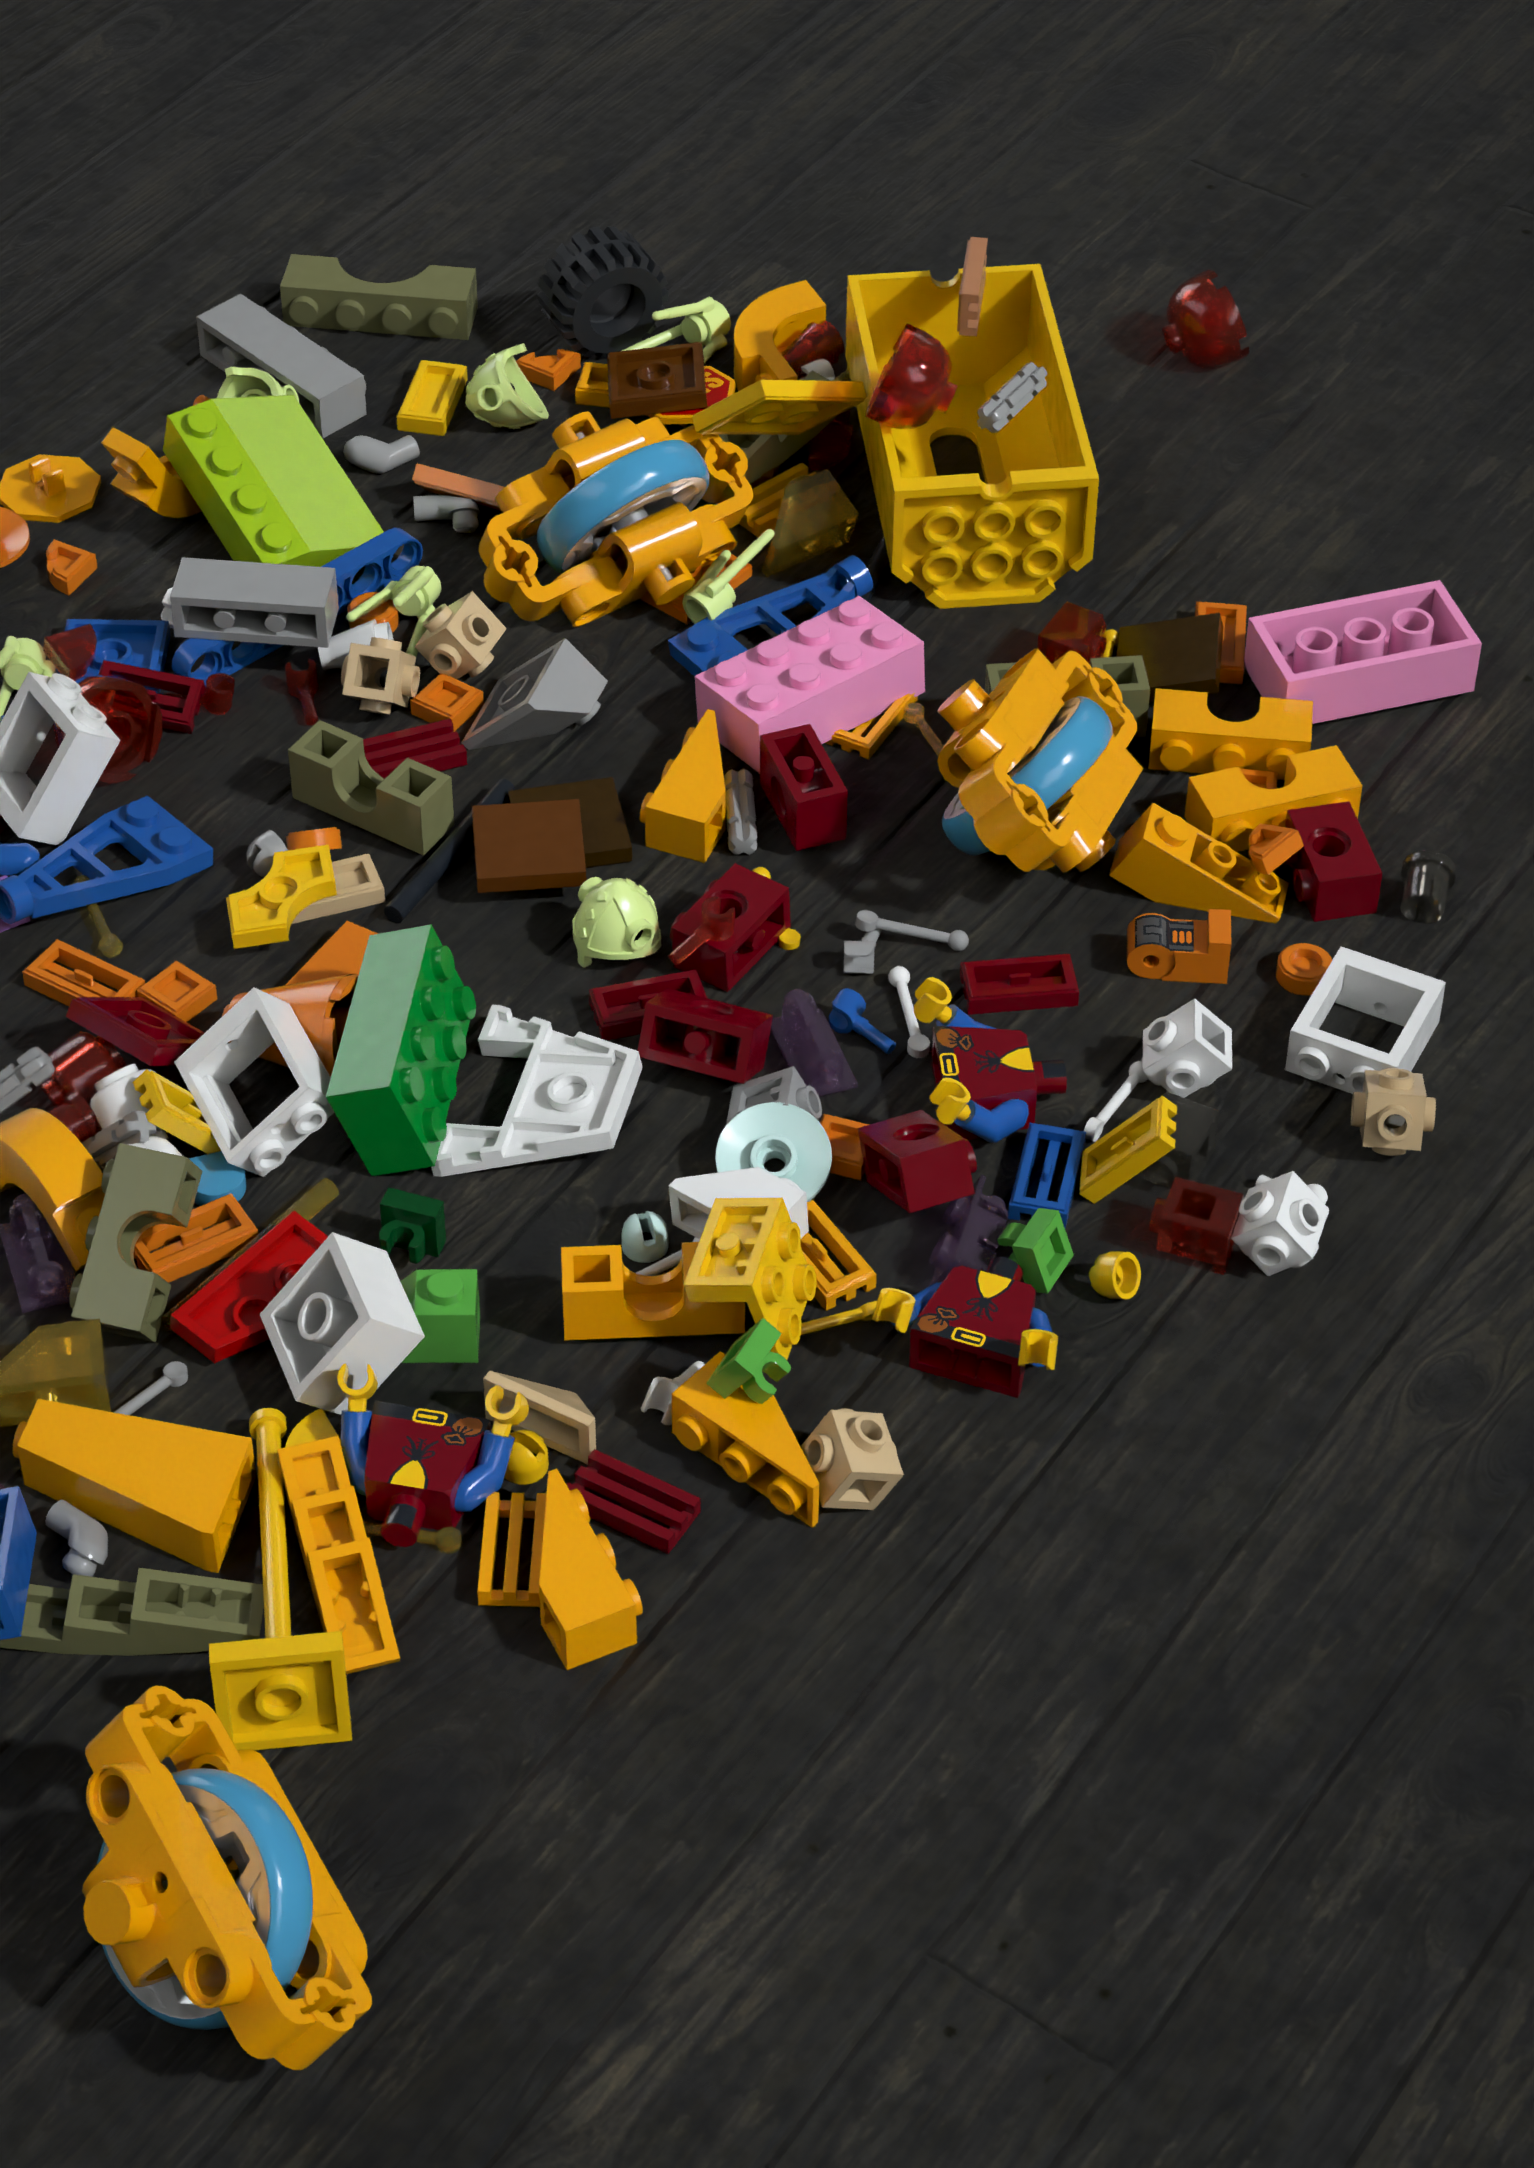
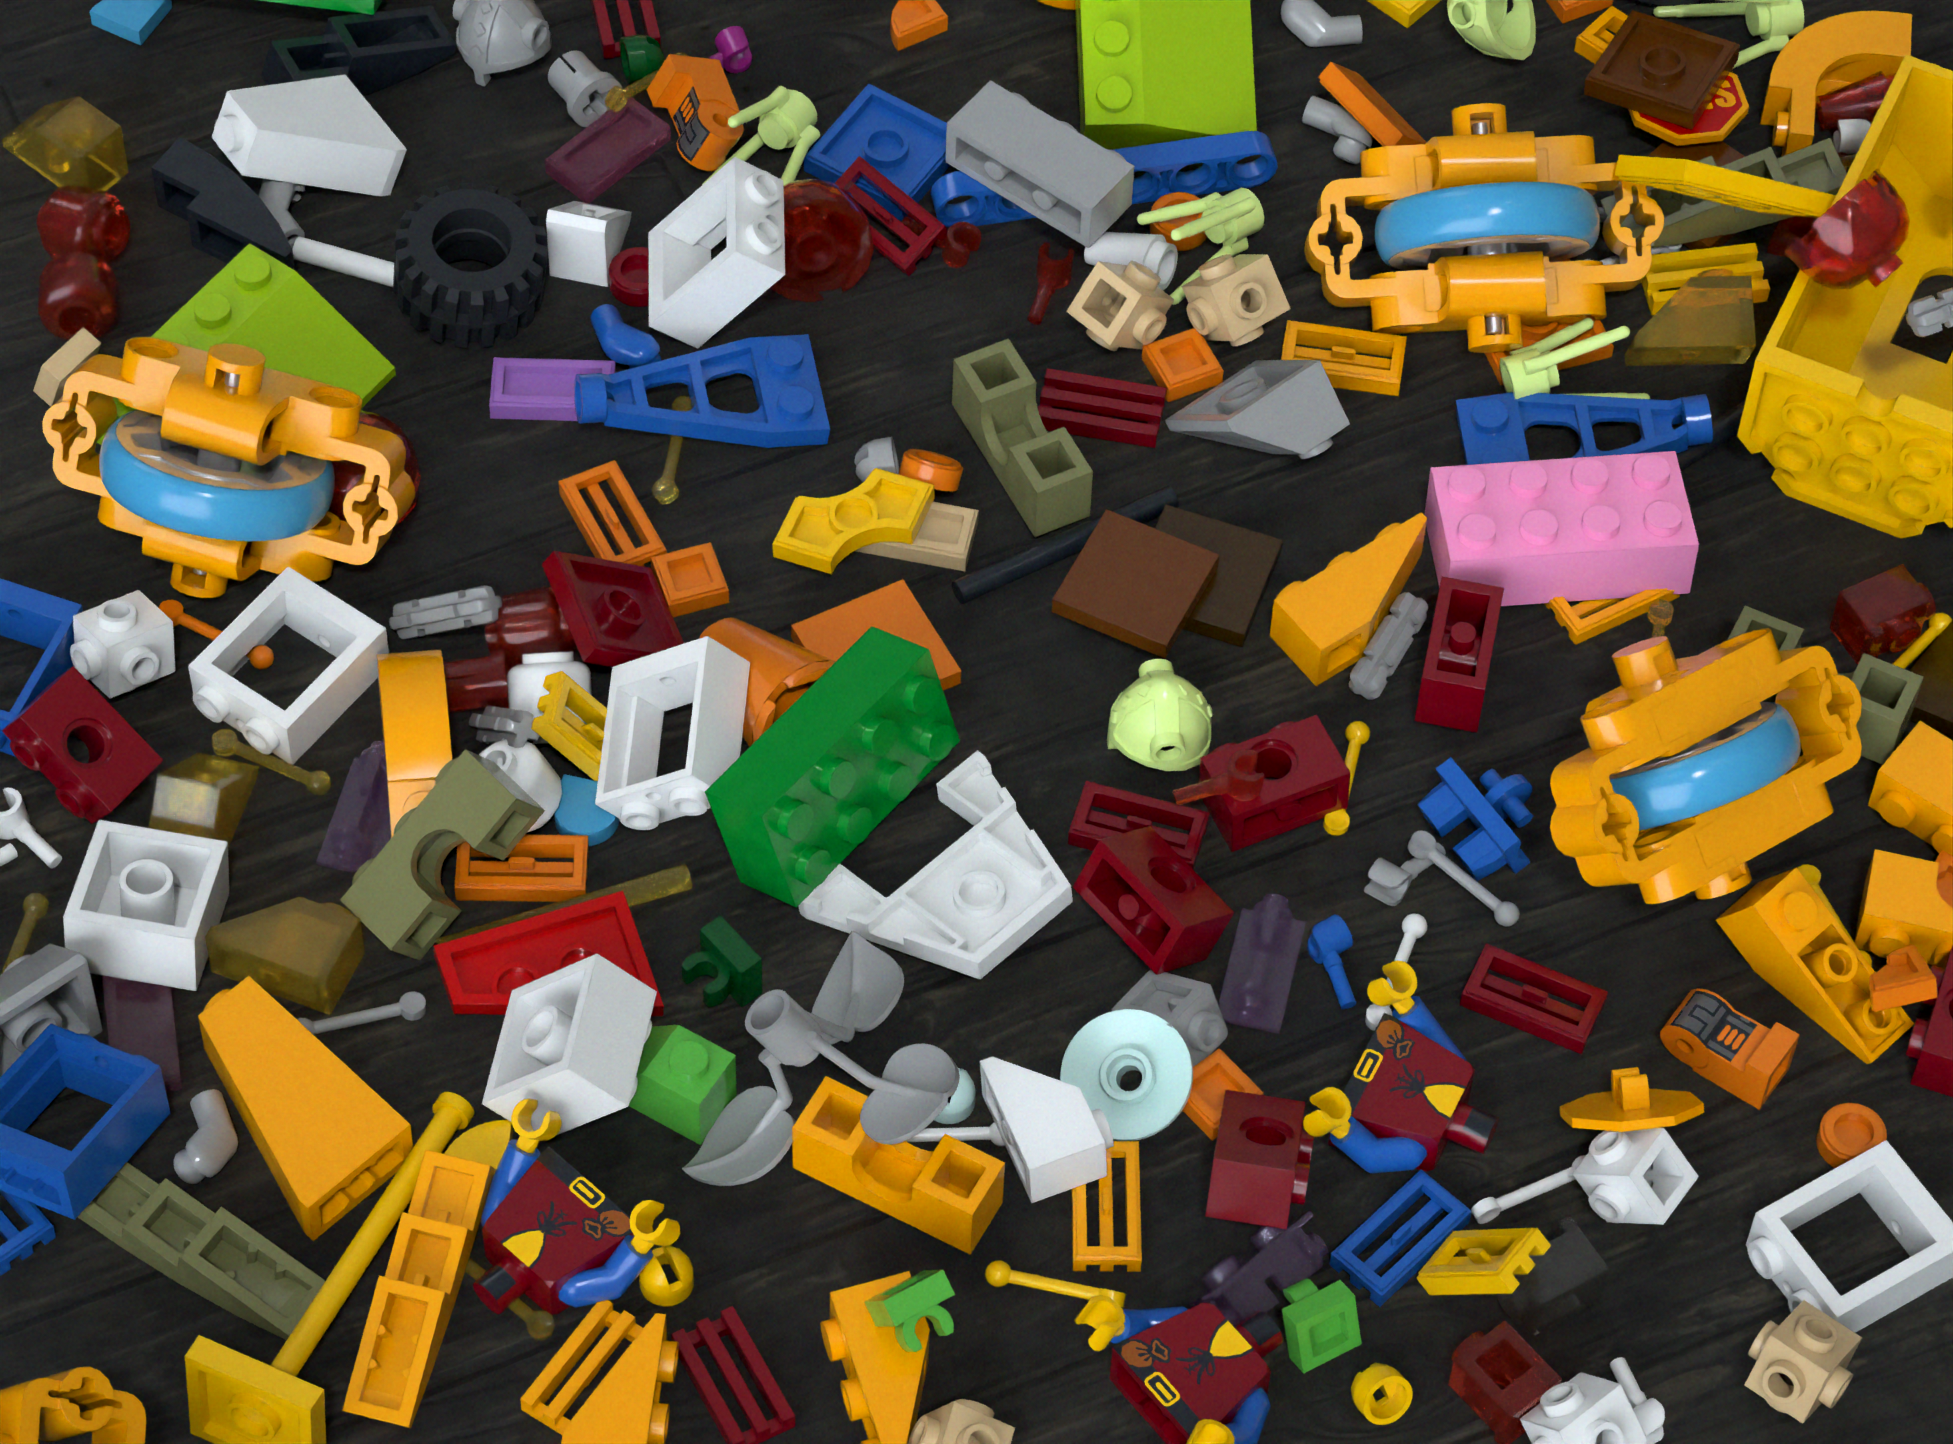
camera: 30 degrees right, 10 degrees up
(72, 650) = (840, 129): clear red tile -> none
(522, 1204) = (858, 997): none -> light grey plant
(553, 1414) = (718, 1236): tan slope -> none
(588, 637) = (1342, 363): none -> light orange tile
(661, 1389) = (841, 1276): white hand -> none
(754, 1257) = (996, 1205): yellow bracket -> none
(896, 877) = (1493, 841): none -> blue hips
(1147, 1004) = (1631, 1105): none -> light orange piece

